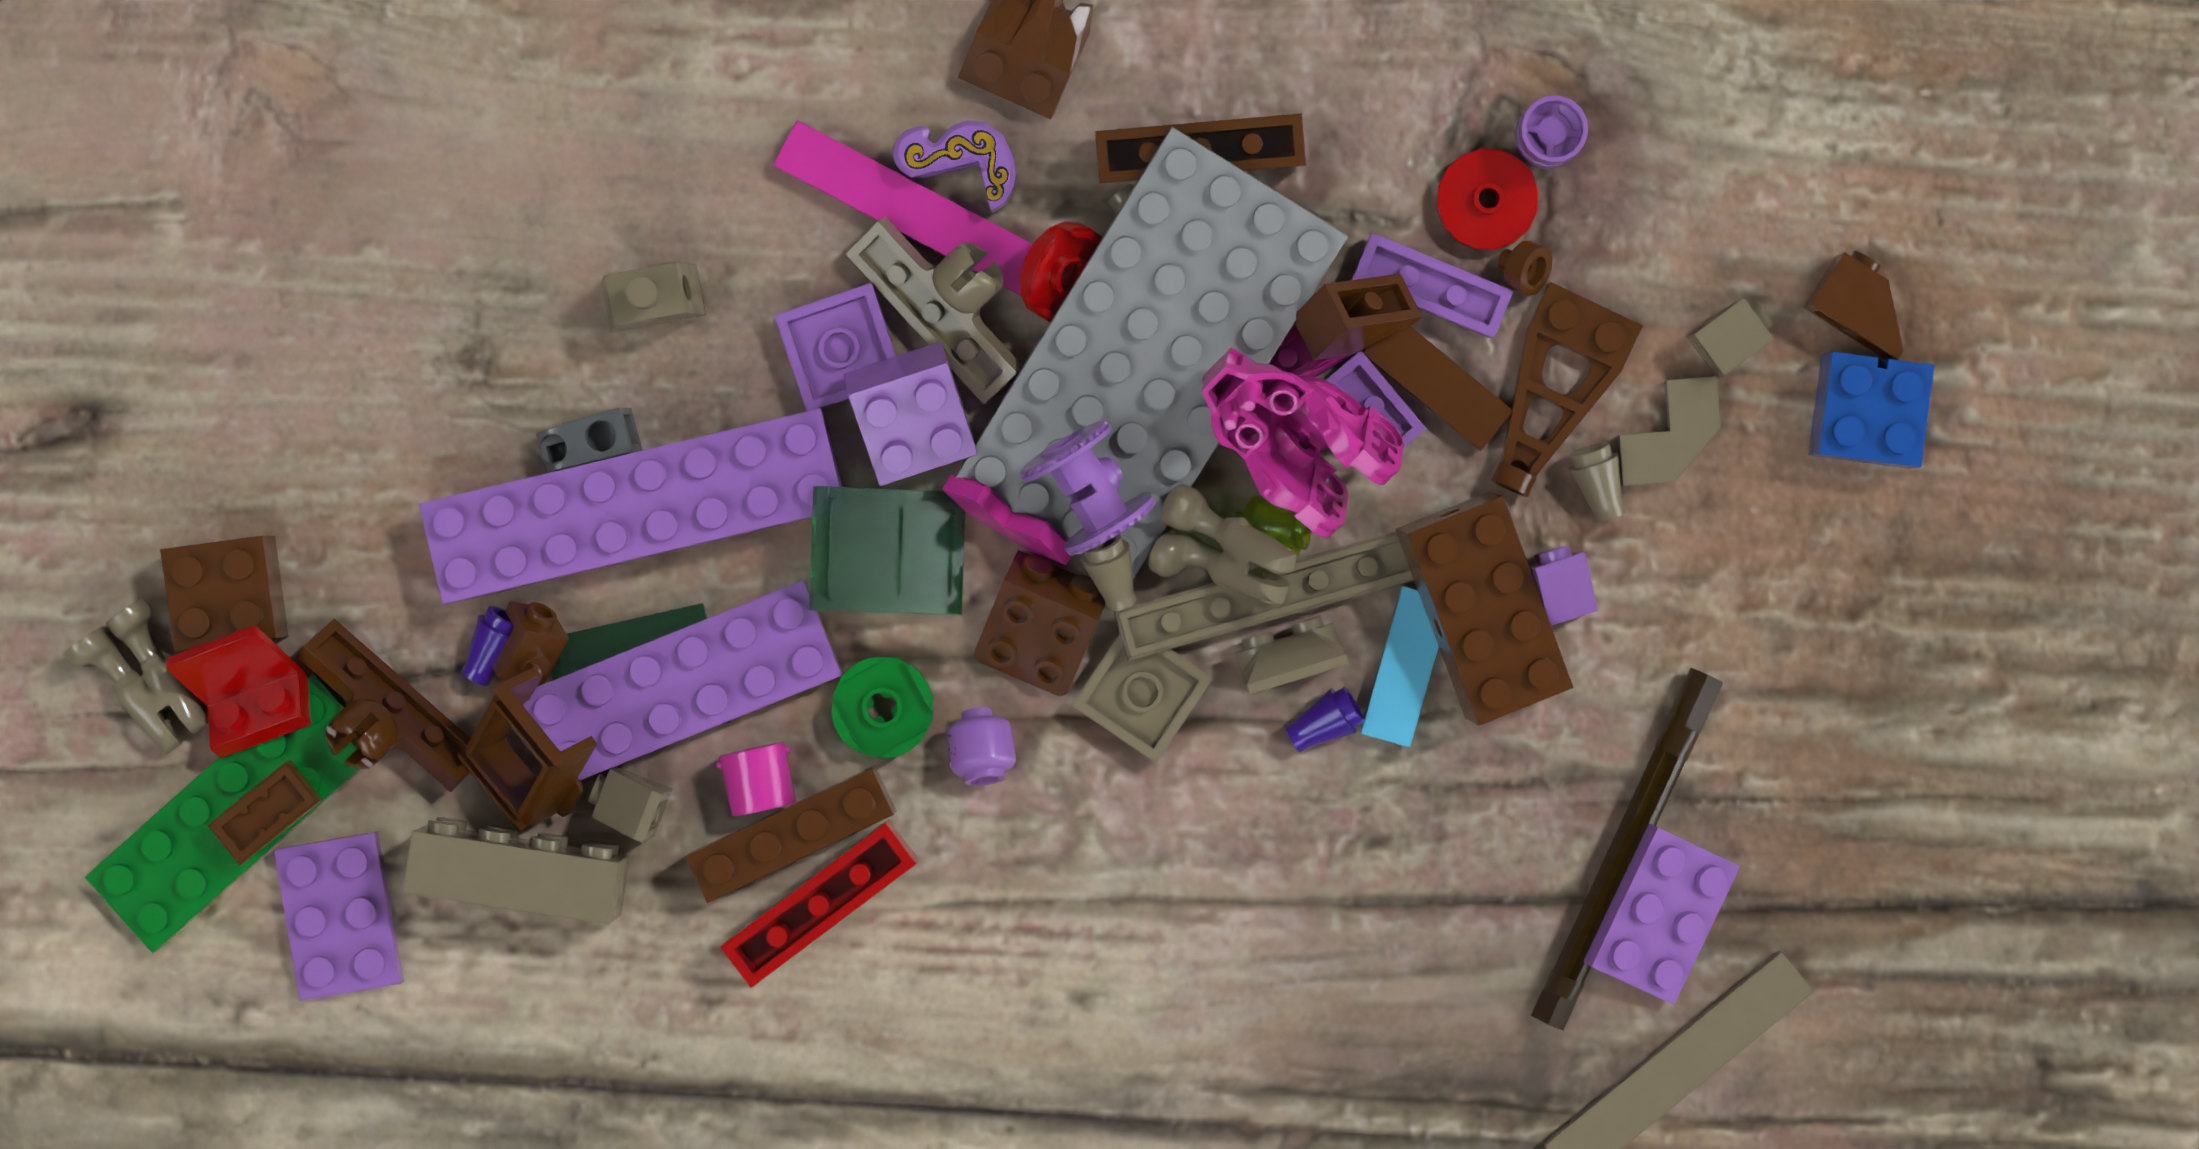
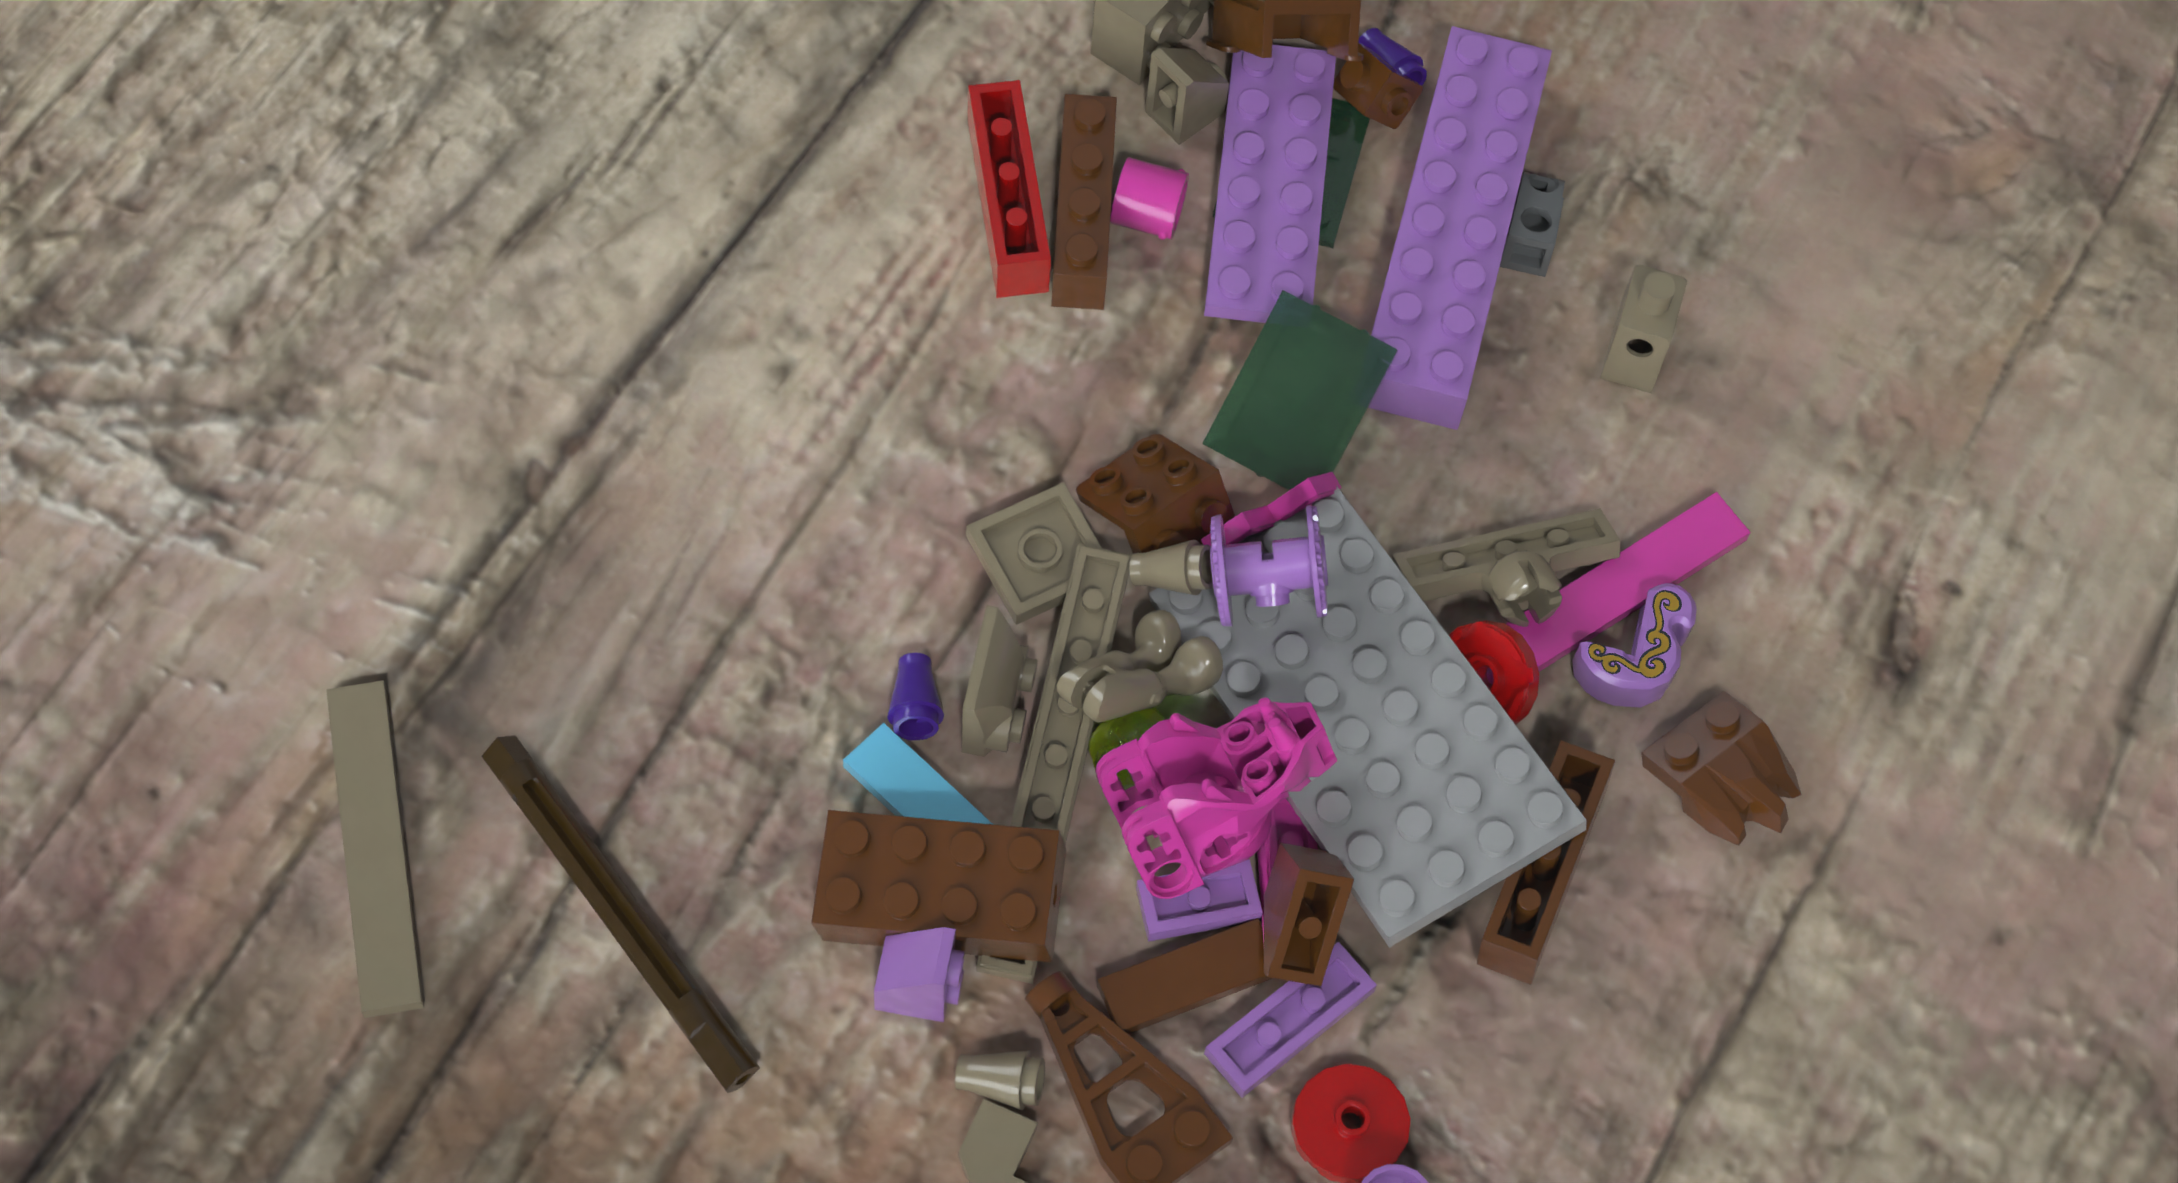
camera: 110 degrees right, 25 degrees down
(834, 339) = (1512, 461): medium lavender plate -> none
(875, 735) = (1154, 361): green plate -> none
(910, 413) = (1420, 475): medium lavender brick -> none
(981, 747) = (1070, 390): medium lavender head -> none
(1526, 267) = (1259, 1120): reddish brown tile -> none
(1661, 914) = (534, 904): medium lavender plate -> none

